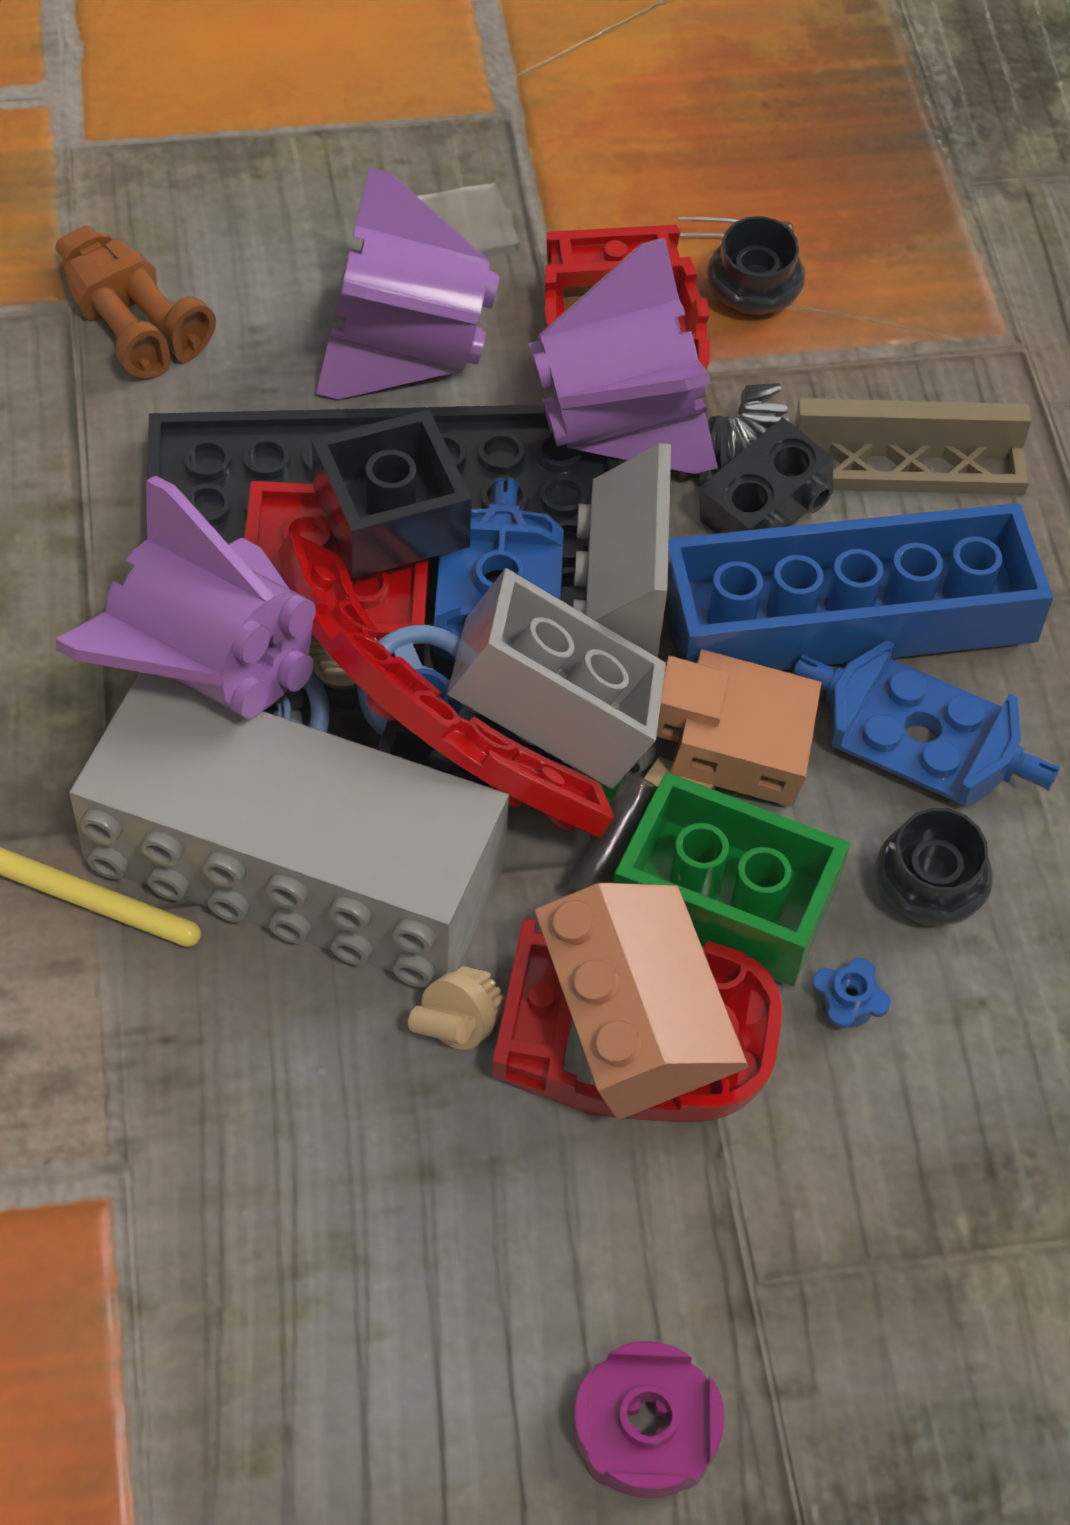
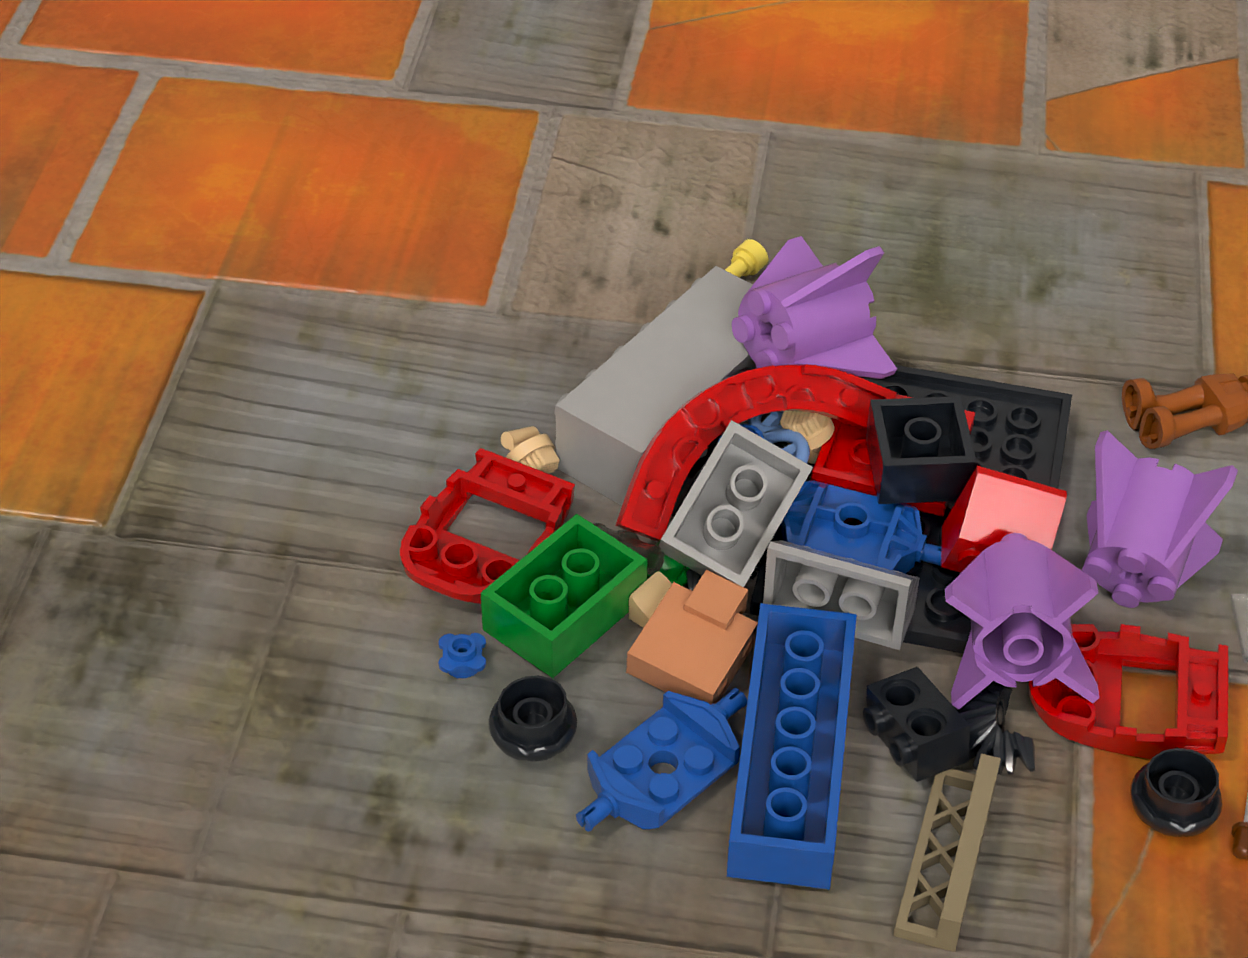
camera: 110 degrees right, 10 degrees down
(491, 415) = (998, 506): none -> slope
(618, 1451) = (240, 497): magenta plate -> none
(640, 993) = (479, 491): nougat slope -> none

